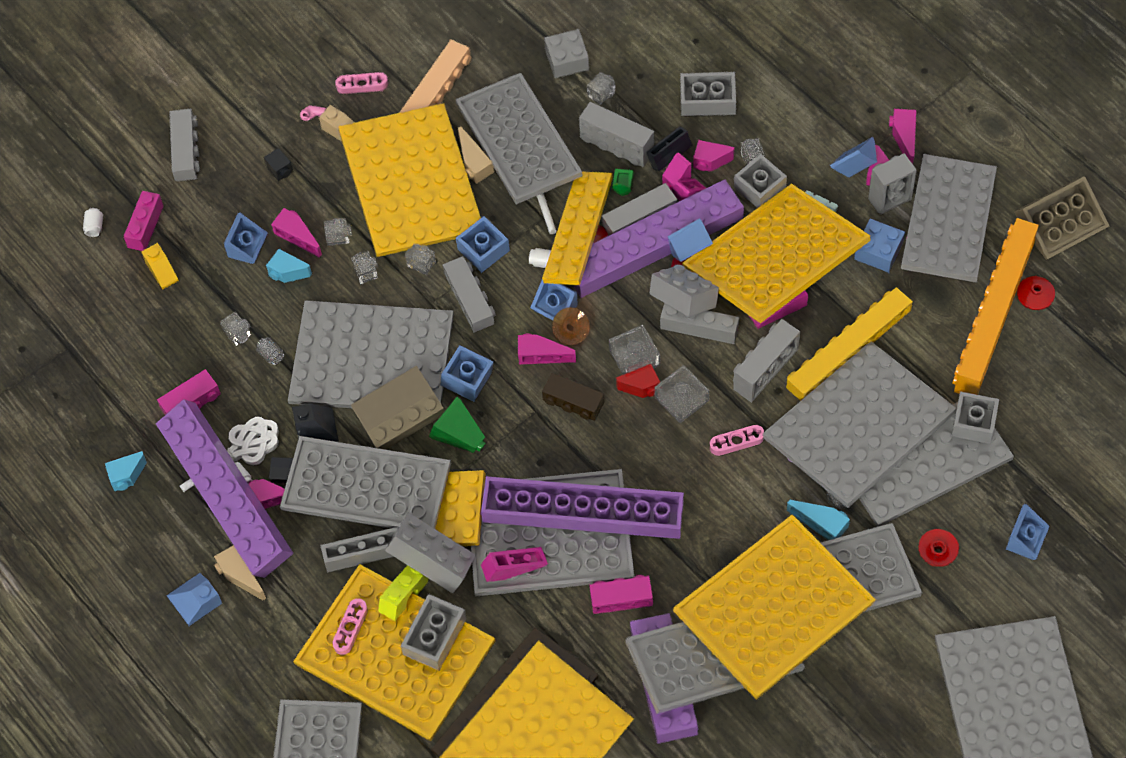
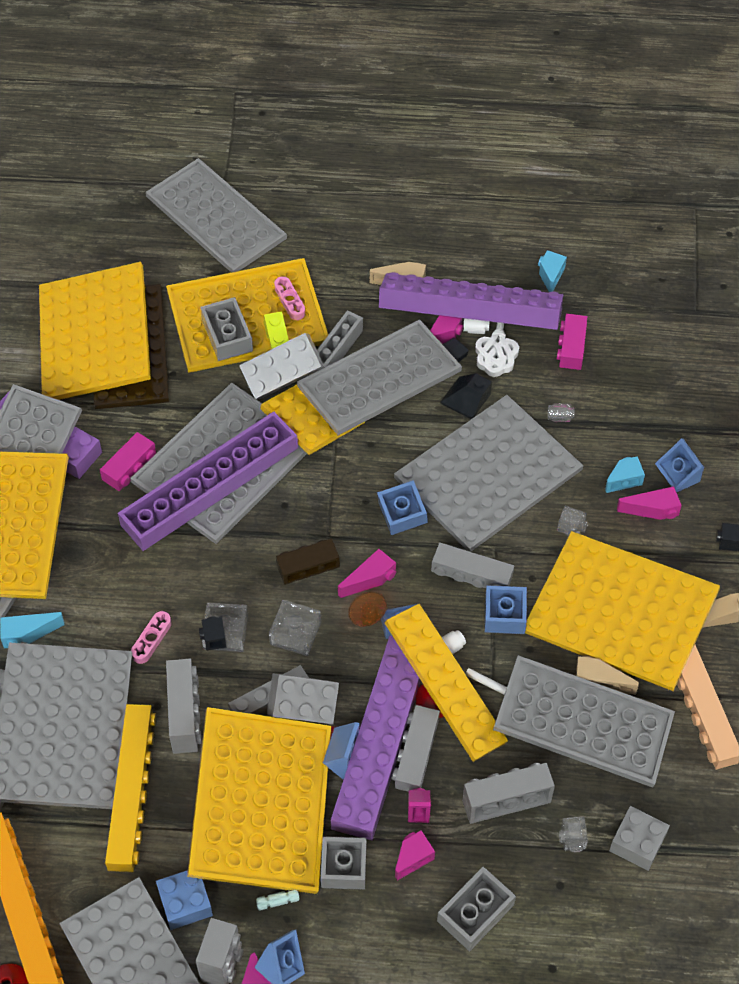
camera: 130 degrees right, 5 degrees down
(159, 266) = (711, 401): yellow slope -> none
(195, 599) = (412, 246): medium blue slope -> none
(236, 328) = (602, 406): clear brick -> none
(337, 231) = (625, 529): clear brick -> none
(398, 409) = (419, 443): dark tan slope -> none
(420, 258) = (540, 563): clear brick -> none
(458, 428) = (363, 468): green slope -> none
(512, 563) = (221, 412): dark pink slope -> none
(623, 181) = (460, 763): green plate -> none
(639, 382) = (265, 612): red slope -> none
(666, 149) = (452, 826): black piece -> none
(687, 188) = (397, 805): dark pink slope -> none
(700, 378) = (213, 633): none -> black brick
(751, 149) = (380, 890): clear brick -> none

